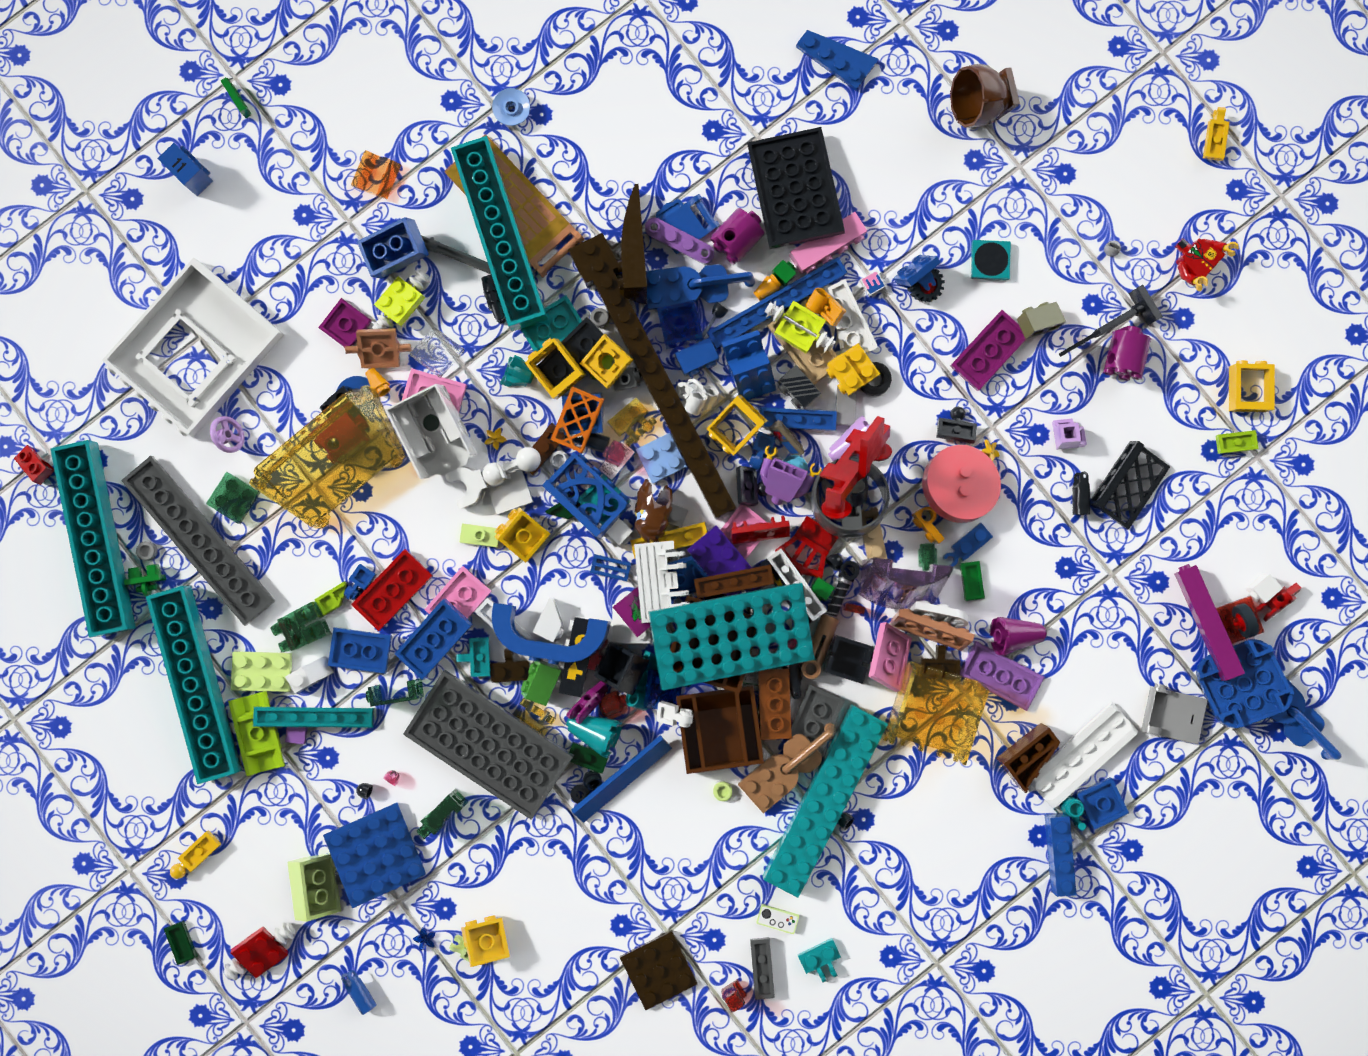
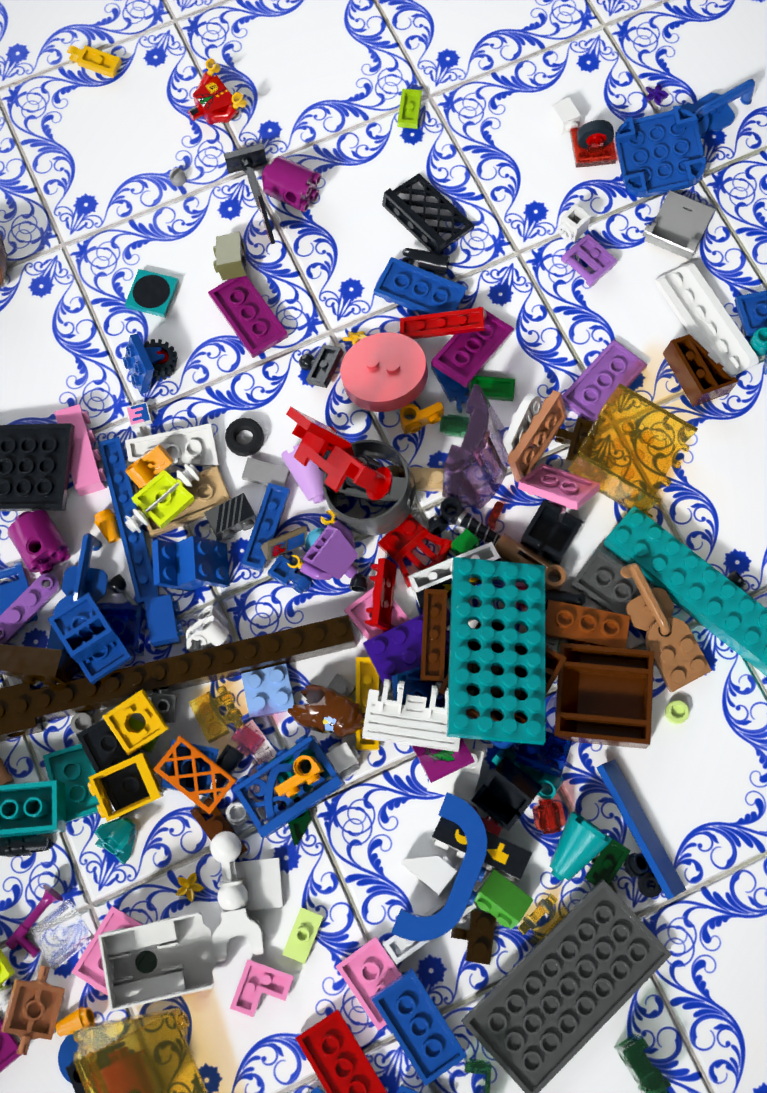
camera: 70 degrees left, 15 degrees down
(428, 320) = (18, 937): none -> magenta piece
(439, 509) = (258, 980): none -> bright pink plate
(478, 657) = (454, 974): teal plate -> none
(521, 534) = (315, 880): yellow plate -> none
(584, 498) = (291, 786): none -> light orange plate
(588, 702) = (540, 845): magenta hinge -> none
(626, 571) = (391, 763): blue tile -> none
(661, 305) = (89, 638): none -> blue bracket
(668, 714) = (575, 747): white plate -> none
(747, 486) = (329, 598): black plate -> none
(750, 411) = (243, 572): yellow window -> none
(768, 508) = (359, 583): none -> black hinge
(784, 272) = (96, 501): green plate -> none
(852, 370) = (228, 455): yellow plate -> none
(1005, 555) = (469, 352): none -> magenta plate
(1015, 634) = (561, 358): magenta cone -> none
(1019, 524) = (444, 323): none -> red hinge
(1050, 496) = (418, 289): none -> blue plate
(1068, 434) = (359, 258): lavender brick -> none
(1122, 644) = (594, 255): none -> medium lavender plate
(1149, 619) = (574, 223): none -> white brick
(1208, 622) = (589, 169): magenta brick -> none
(1235, 402) = (353, 97): yellow window -> none
(1286, 597) = (581, 103): red hinge -> none
(1311, 668) = (656, 94): none -> dark purple plant

